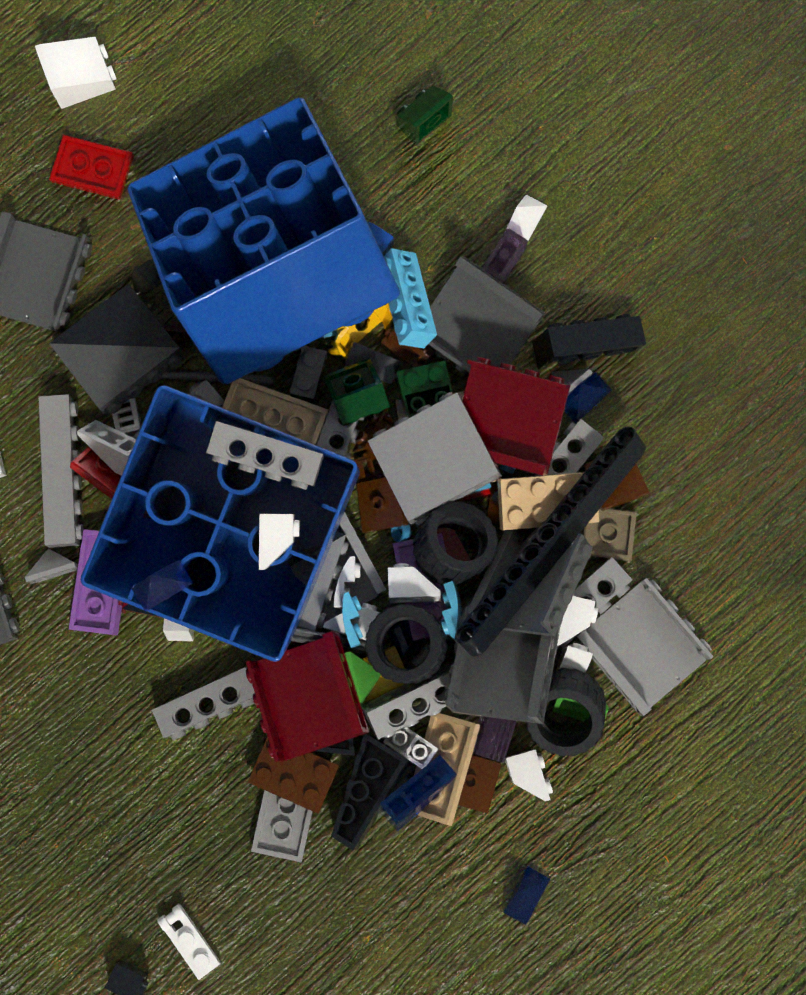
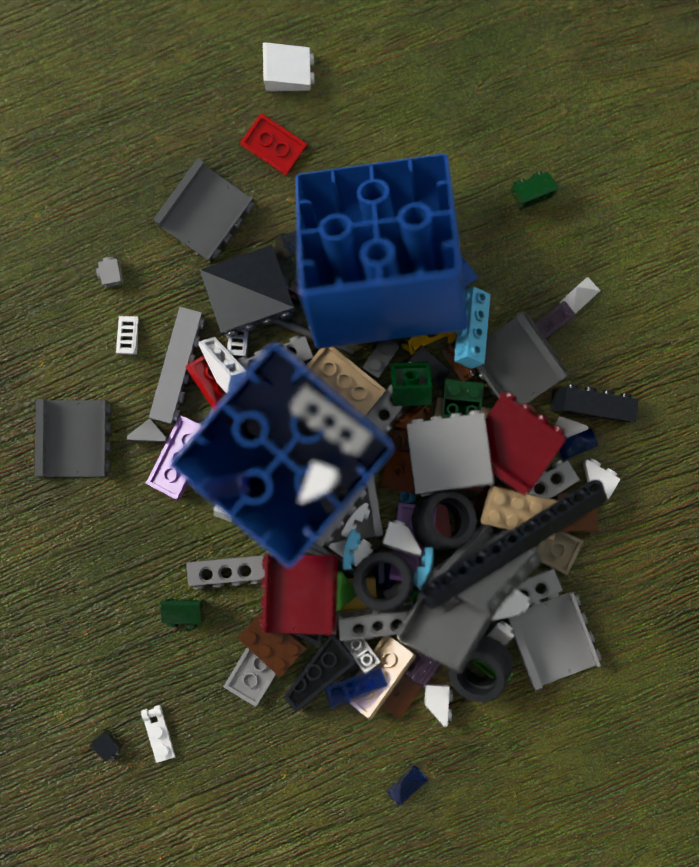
camera: 20 degrees right, 5 degrees up
(165, 774) = (181, 612): none -> dark green slope
(615, 419) = (595, 472): none -> white slope

